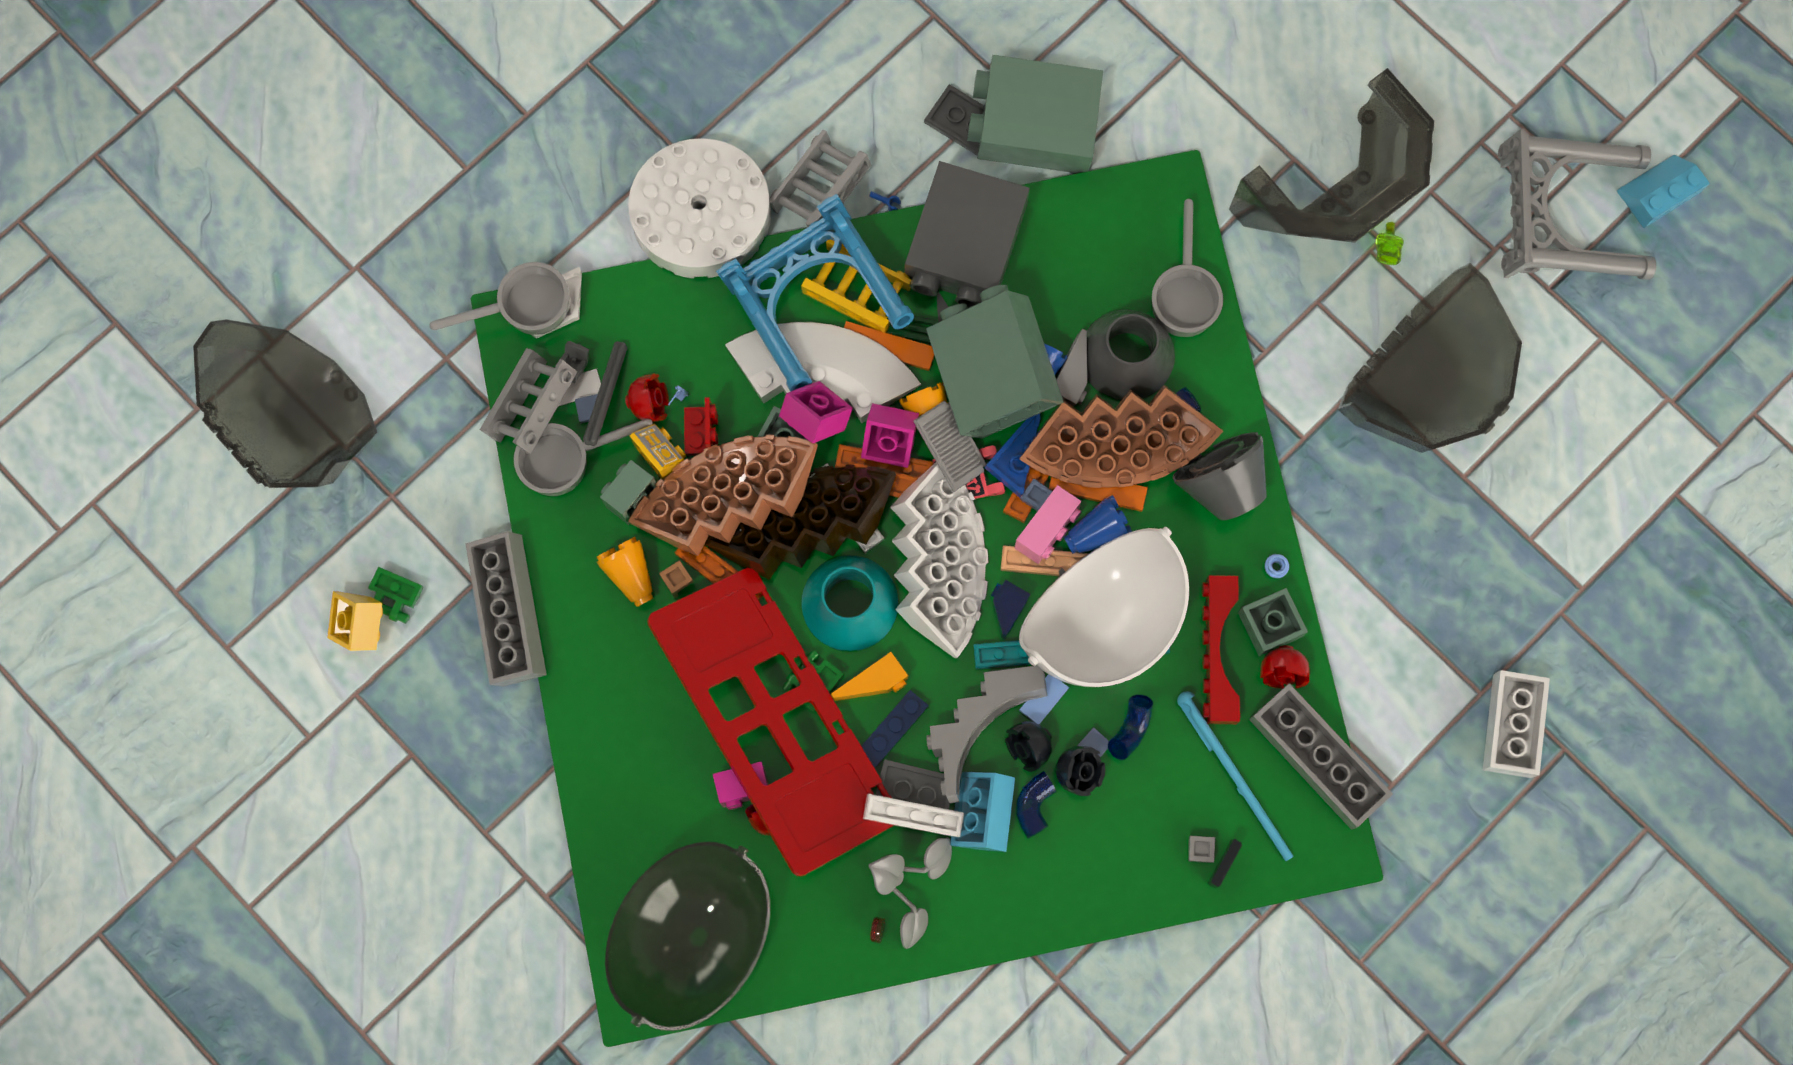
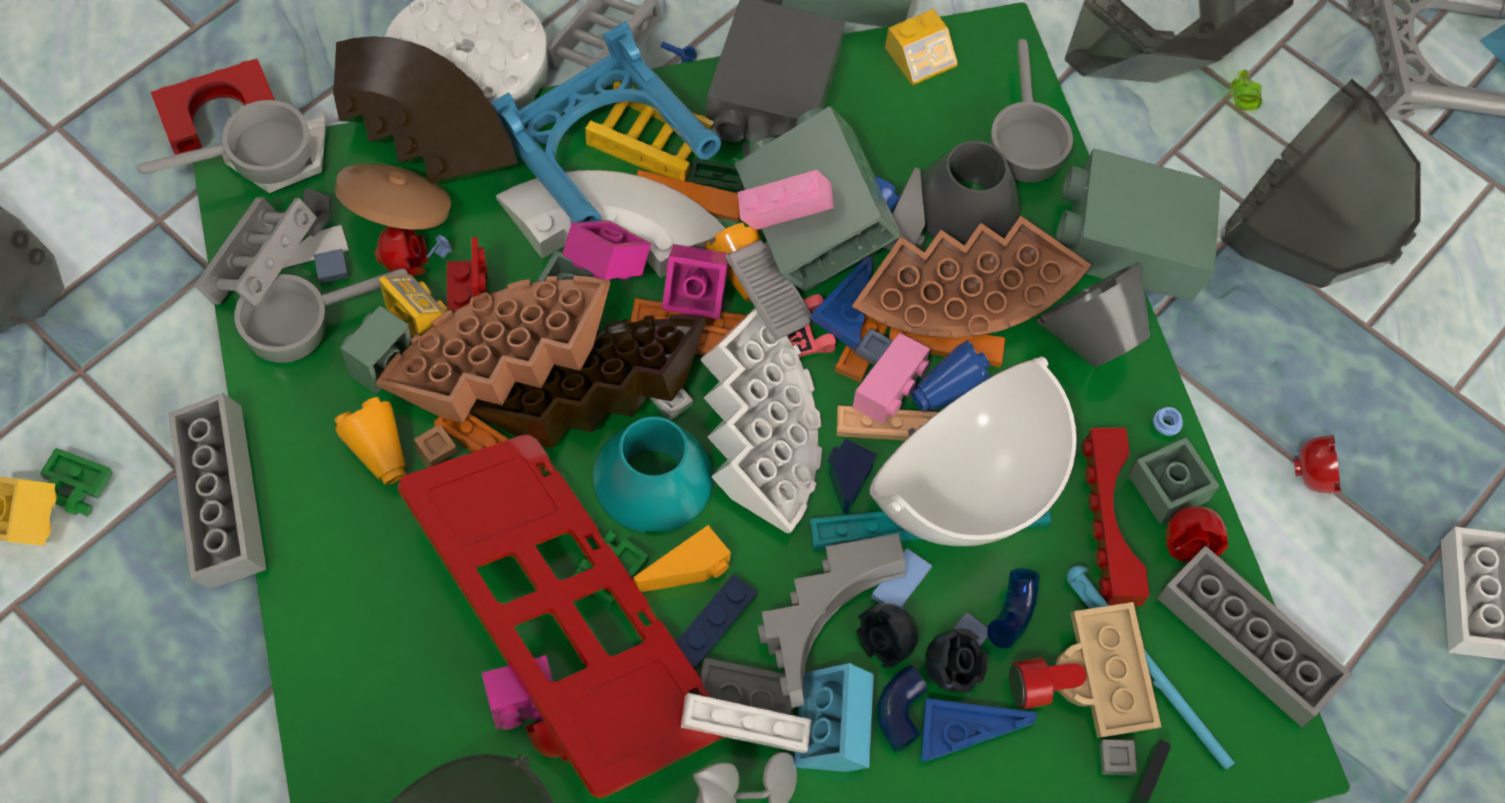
camera: 10 degrees left, 15 degrees down
(457, 249) = (181, 101): none -> red arch
(605, 393) = (345, 256): dark grey axle -> none
(639, 351) = (392, 196): none -> medium nougat dish
(661, 265) = (421, 106): none -> dark brown brick
(965, 374) = (785, 200): none -> bright pink brick
(1079, 819) = (957, 725): none -> blue wing
(1099, 202) = (921, 47): none -> yellow slope
(1193, 782) = (1099, 672): none -> tan plate
(1273, 385) = (1145, 215): none -> sand green brick
(1399, 609) = (1319, 465): none -> red cylinder

